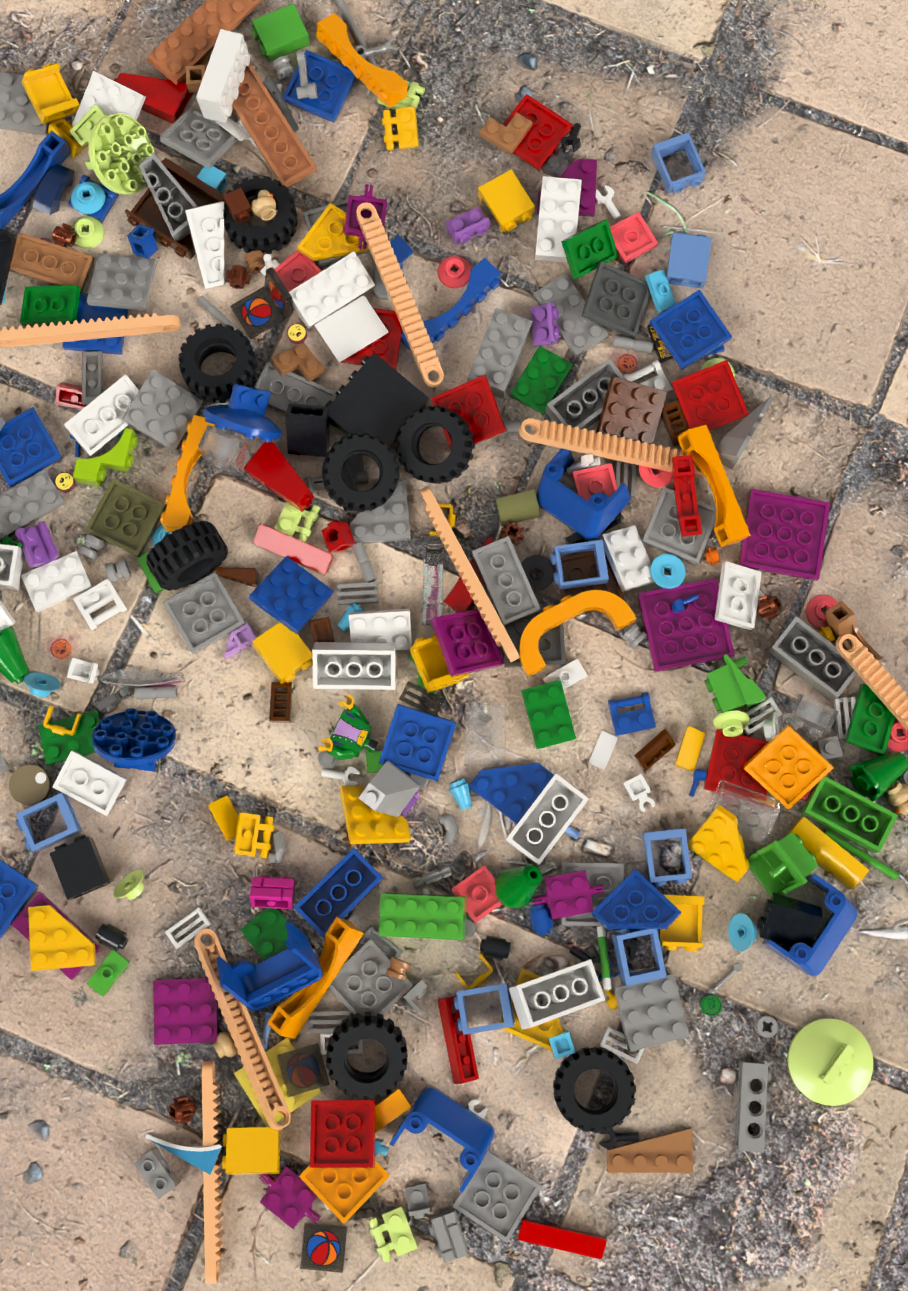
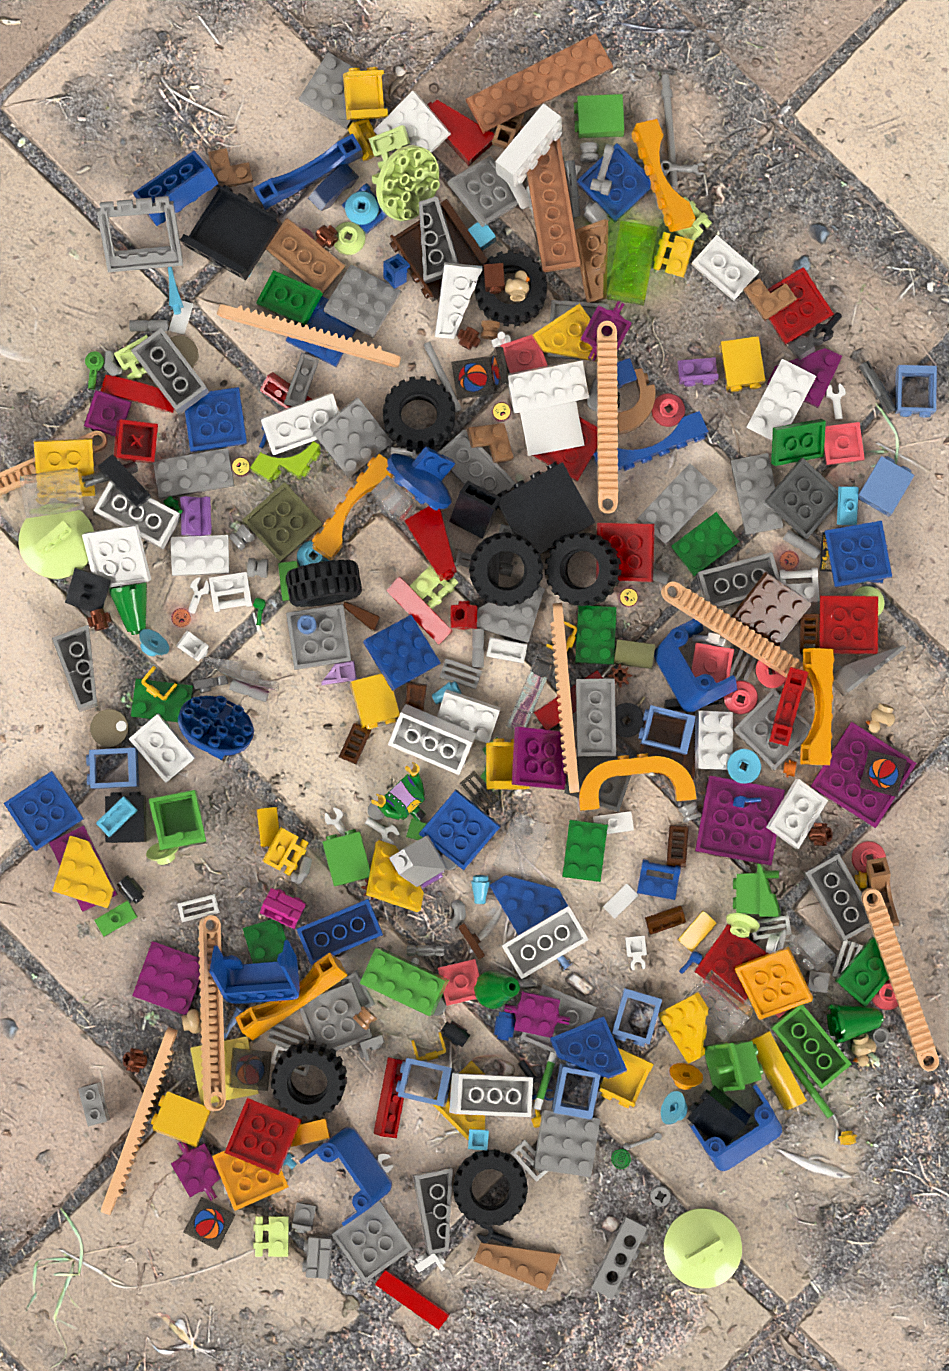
camera: 25 degrees right, 5 degrees up
(68, 619) = (197, 594): none -> white bar
(68, 868) = (116, 816): none -> medium azure plate
(131, 845) = (177, 819): none -> bright green piece
(133, 604) = (260, 605): none -> green hand
(187, 604) = (306, 624): none -> medium blue tile
(202, 1158) = (135, 1106): dark azure sticker -> none
(295, 787) = (337, 822): none -> white bar
(313, 121) = (595, 213): none -> light grey brick
(316, 816) = (346, 857): none -> bright green brick
(327, 158) = (593, 256): none -> medium nougat wing
(365, 149) = (632, 263): none -> clear neon green brick
(393, 553) = (506, 650): none -> white plate
(427, 287) = (636, 416): none -> medium nougat arch
(453, 123) = (725, 267): none -> white plate
(473, 505) = (595, 635): none -> green plate
(474, 847) = (472, 940): none -> reddish brown plate
(489, 457) = (628, 597): none -> light yellow tile
(543, 1128) = (434, 1204): none -> light grey wedge
(545, 325) = (728, 495): medium lavender bracket -> none
(559, 1192) = (425, 1260): none -> white bracket
(636, 691) = (677, 829): none -> reddish brown slope
(642, 175) = (877, 386): none -> dark grey axle
(646, 509) = (750, 700): none -> coral piece
(740, 895) = (685, 1075): none -> light orange piece
(777, 470) = (881, 714): none -> tan animal
(803, 524) = (882, 773): none -> tile

